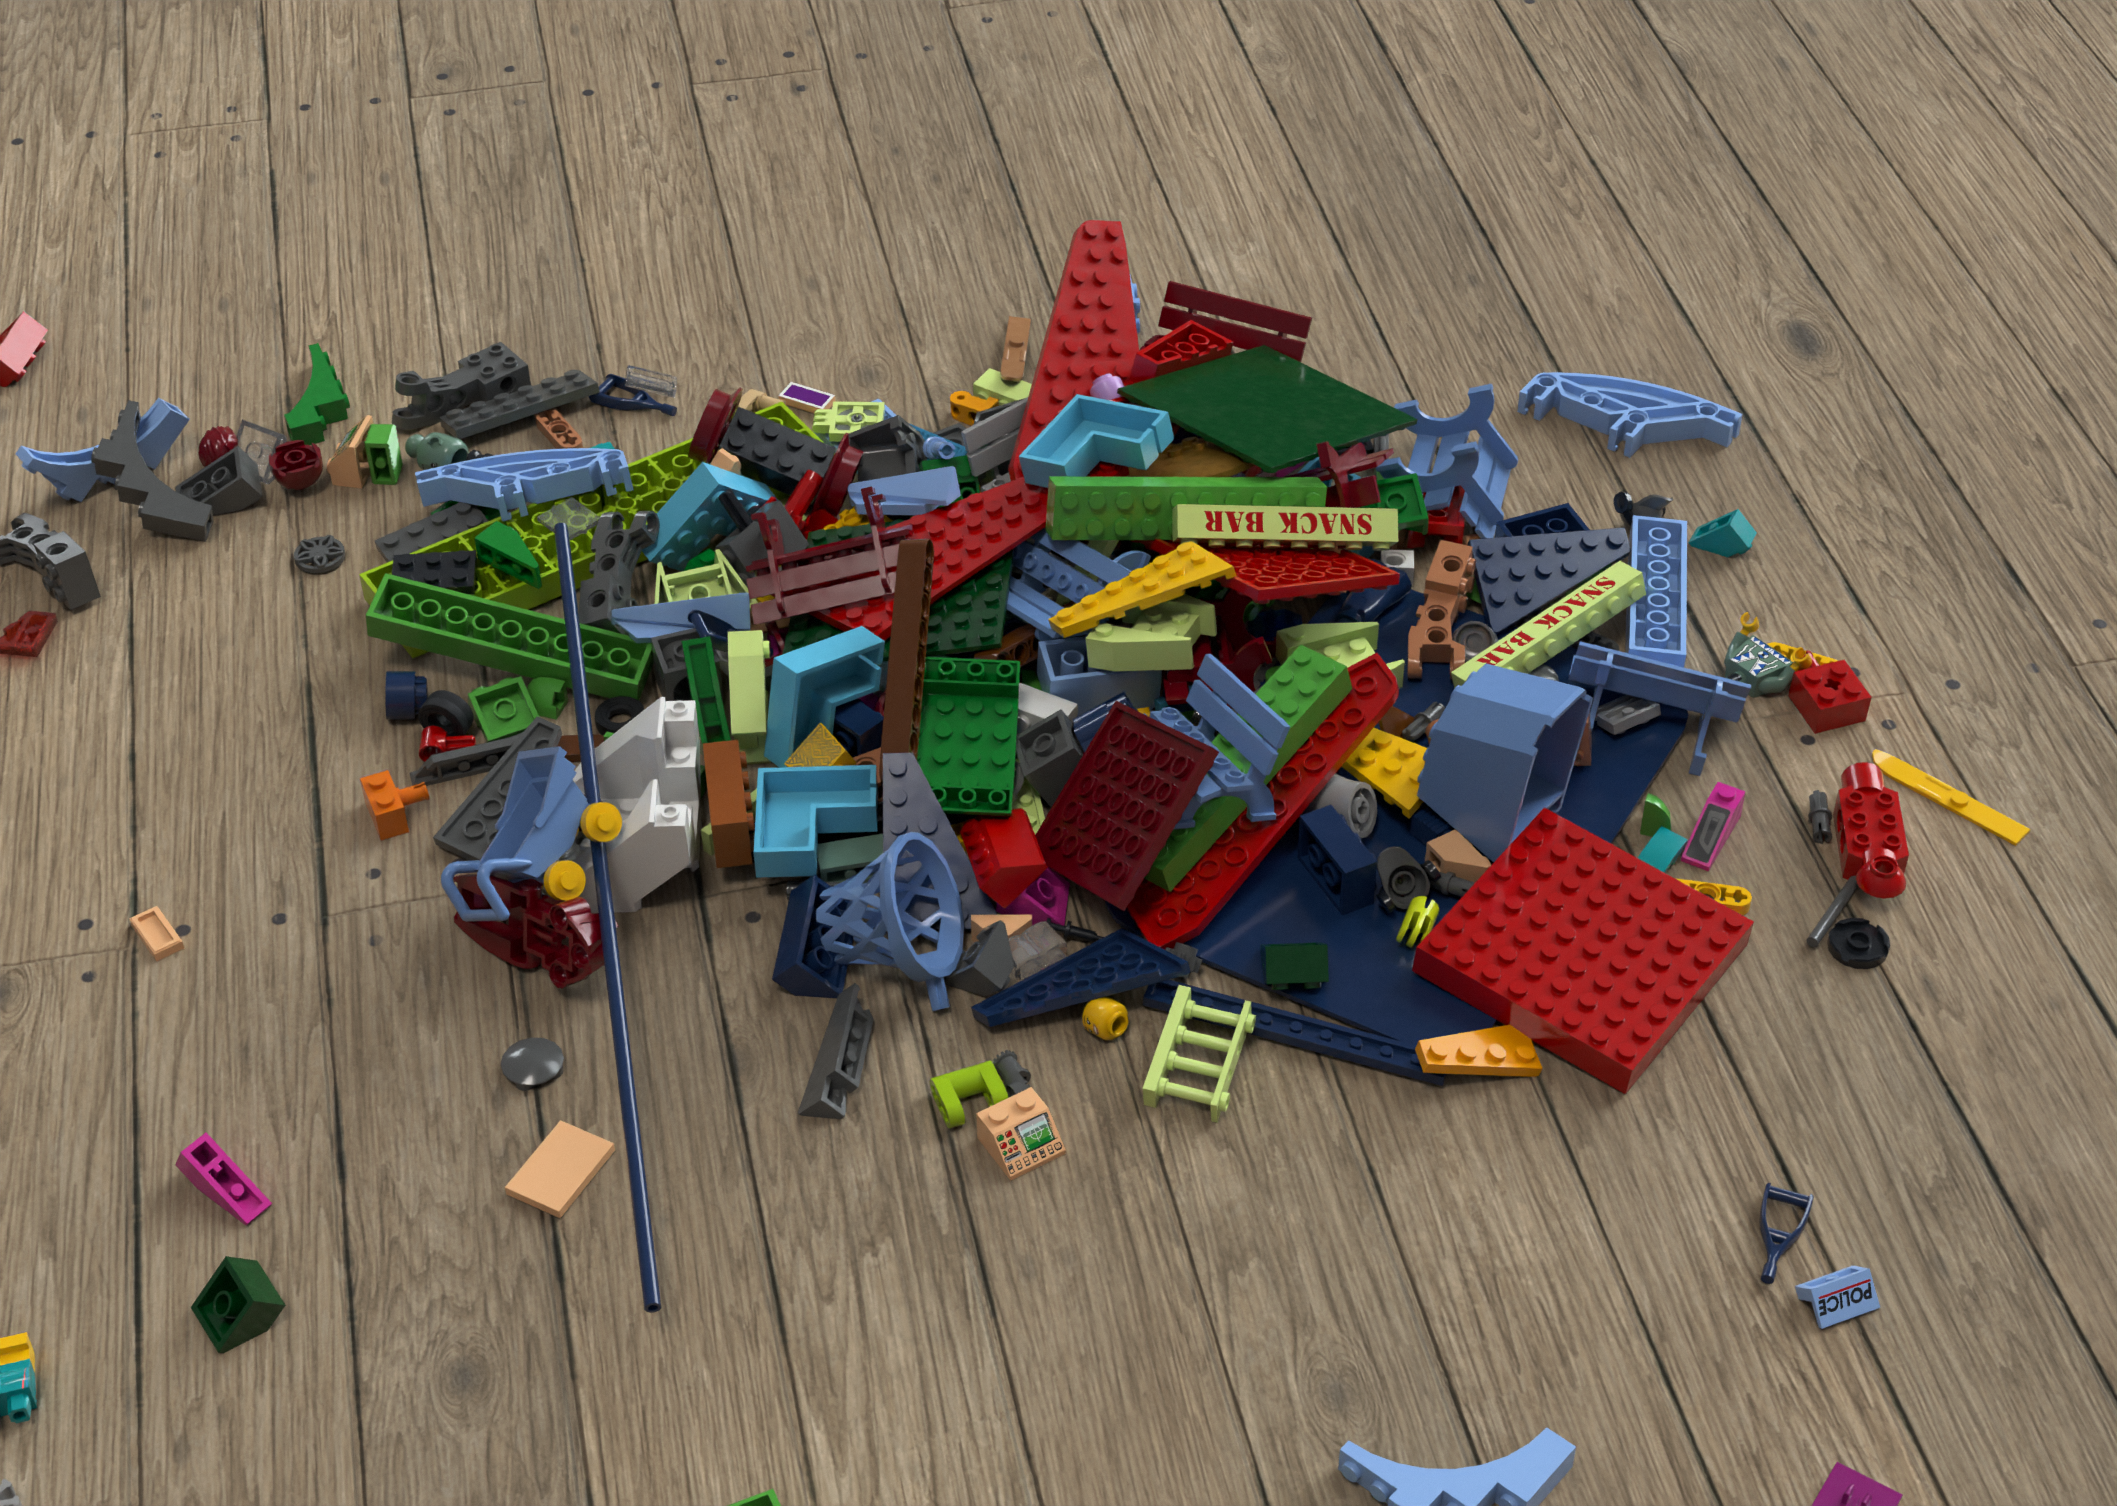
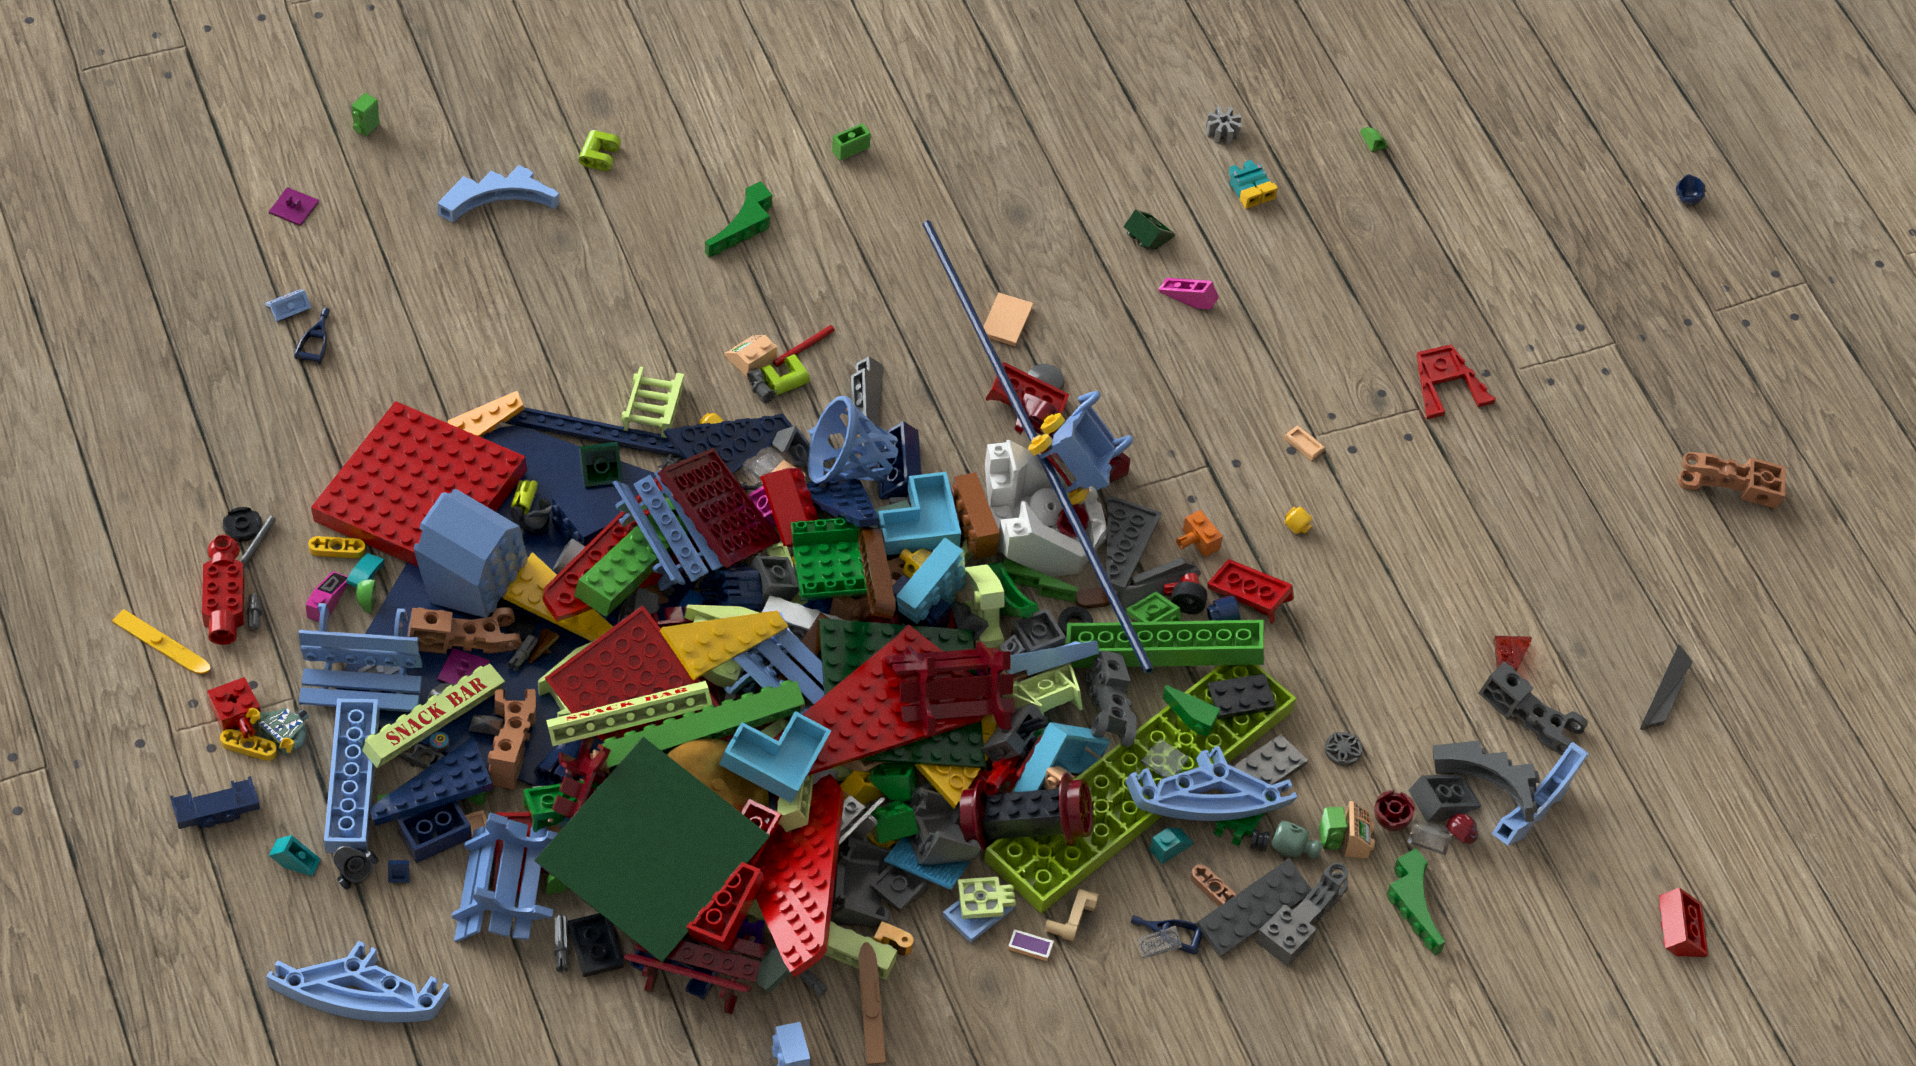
camera: 165 degrees right, 10 degrees up
(230, 813) = (1298, 520): none -> yellow head
(350, 723) = (1251, 587): none -> red plate
(571, 1018) = (1028, 384): none -> red plate
(704, 622) = (1023, 621): dark blue piece -> none
(910, 492) = (918, 765): light blue wedge -> none
(922, 1153) = (804, 345): none -> red bar
(932, 447) = (908, 836): light blue pin -> none
(983, 1379) = (747, 223): none -> green arch
(1106, 387) = (777, 853): lavender head -> none
(1588, 512) = (398, 871): none -> dark blue tile
(1833, 586) = (216, 806): none -> dark blue bracket

